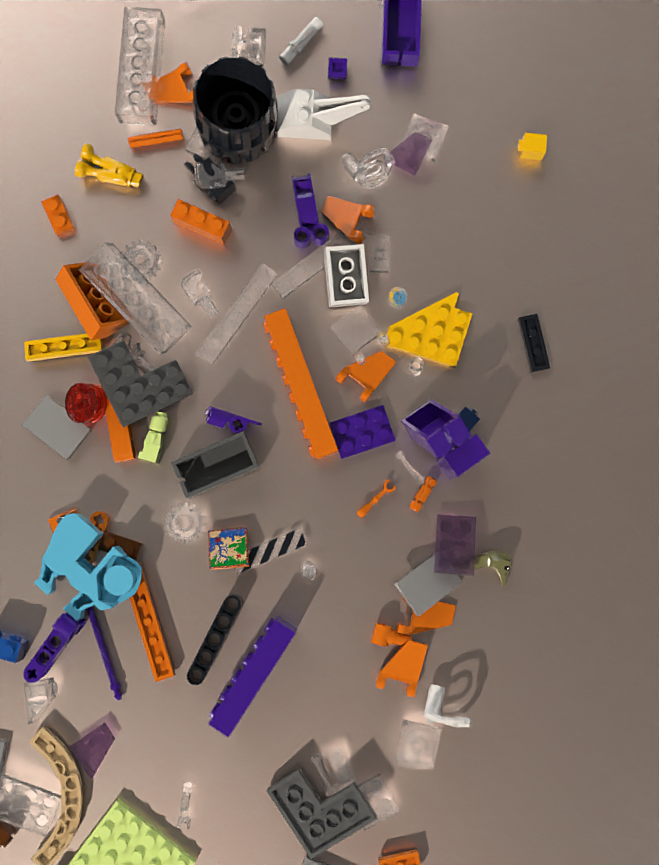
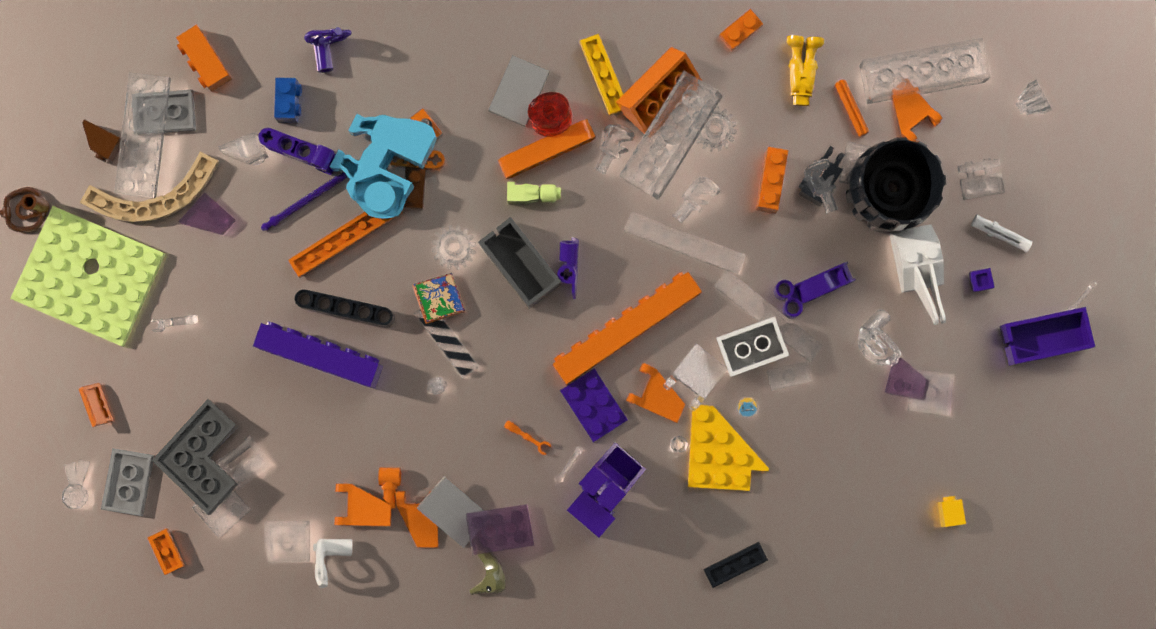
camera: 80 degrees right, 0 degrees up
(135, 394) = (572, 157): dark grey plate -> none
(346, 216) = (819, 330): orange flag -> none
(423, 494) = (544, 484): orange axle -> none
(469, 417) = (631, 510): dark blue brick -> none

